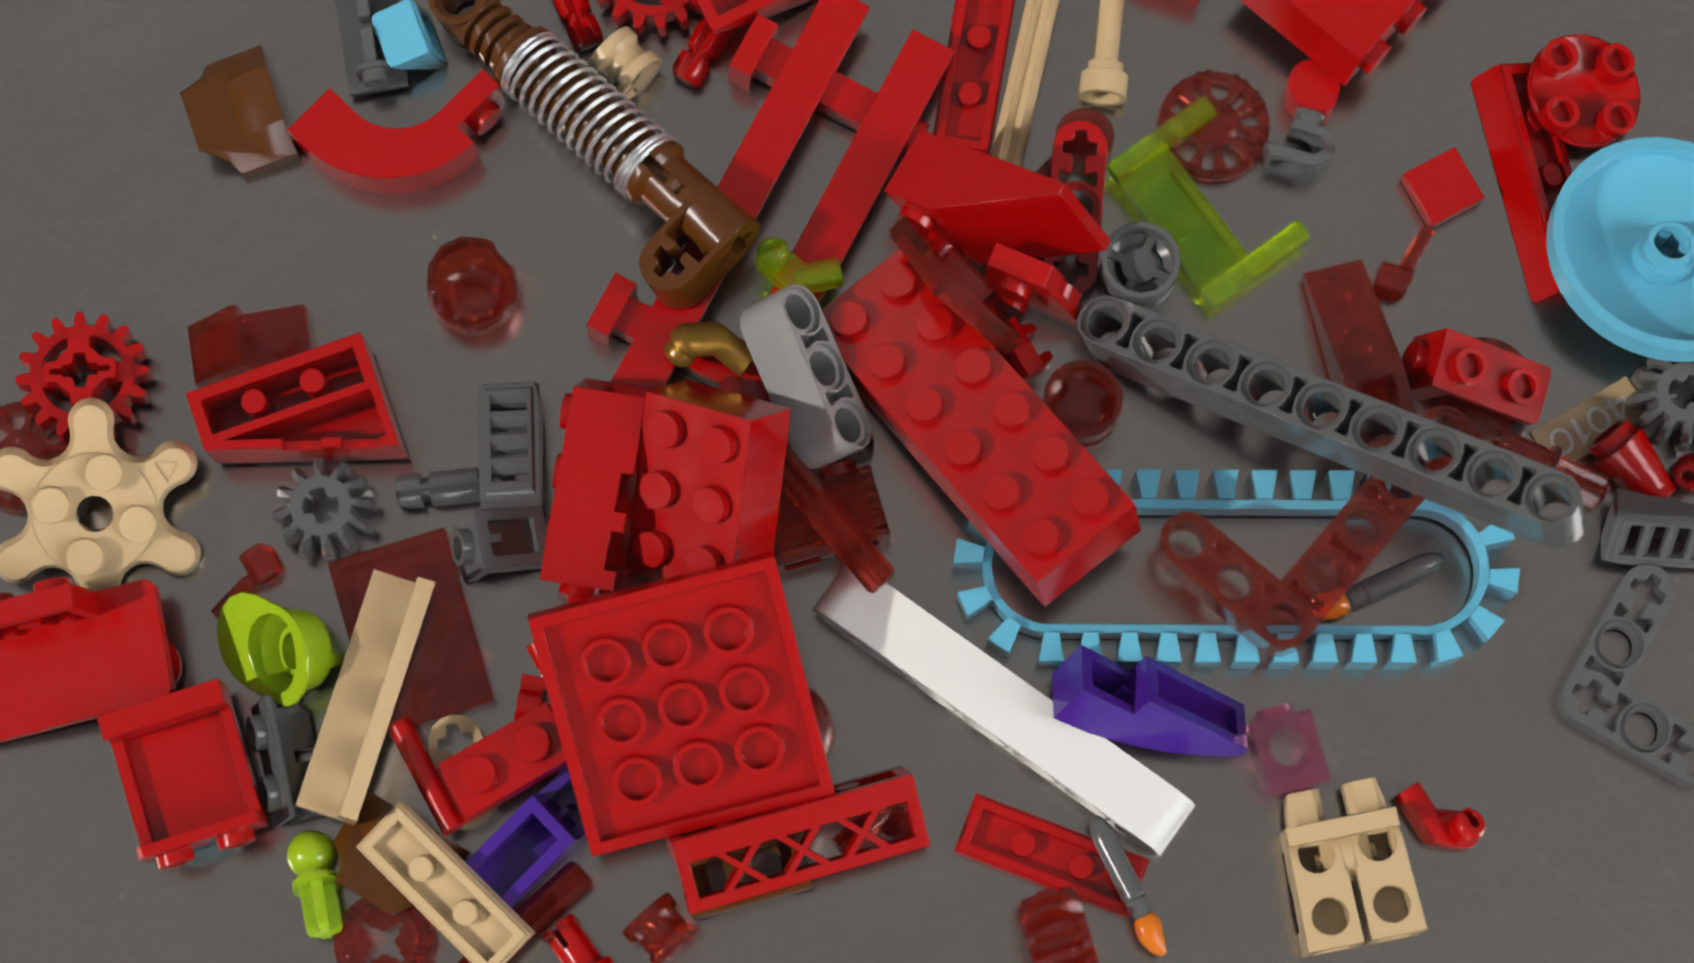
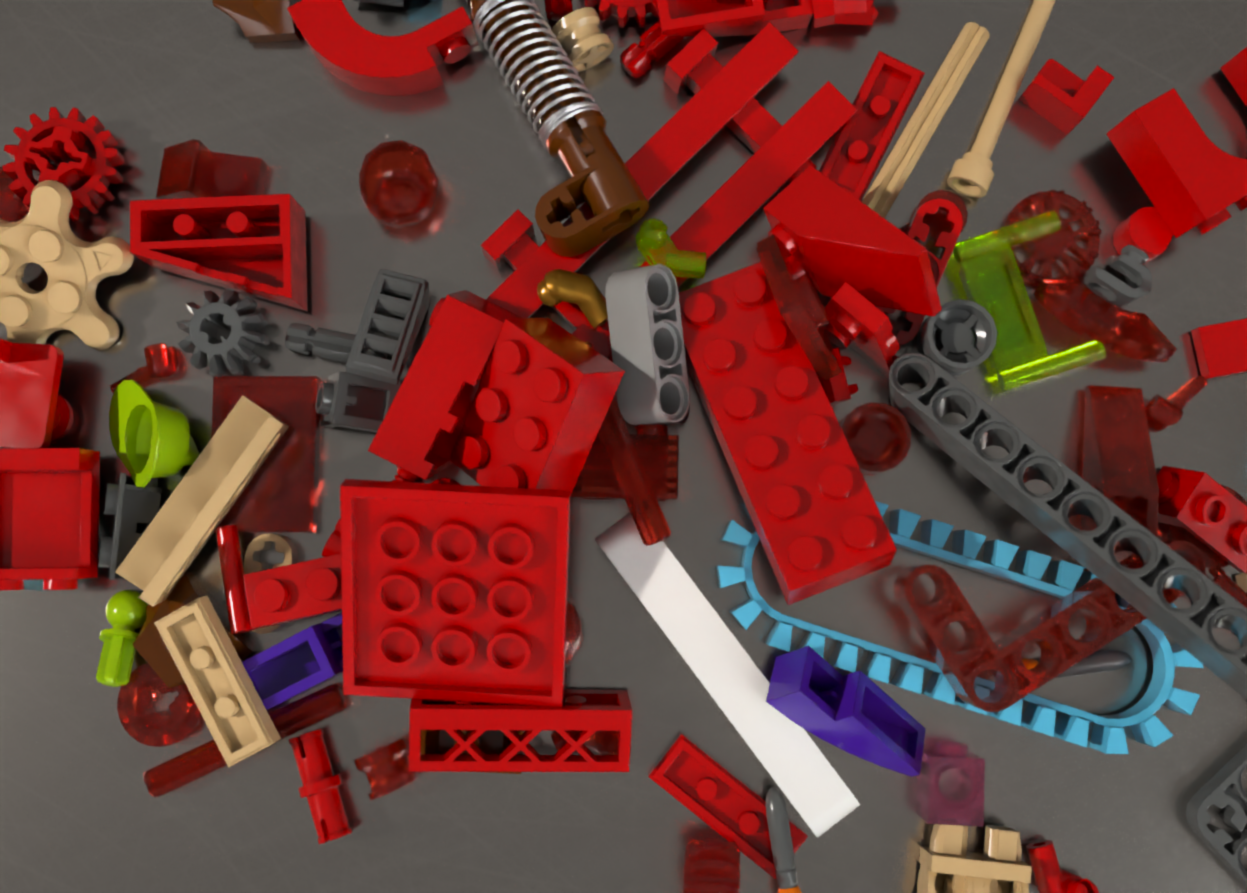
camera: 20 degrees right, 5 degrees up
(1270, 193) = (1084, 311): none -> clear red tile

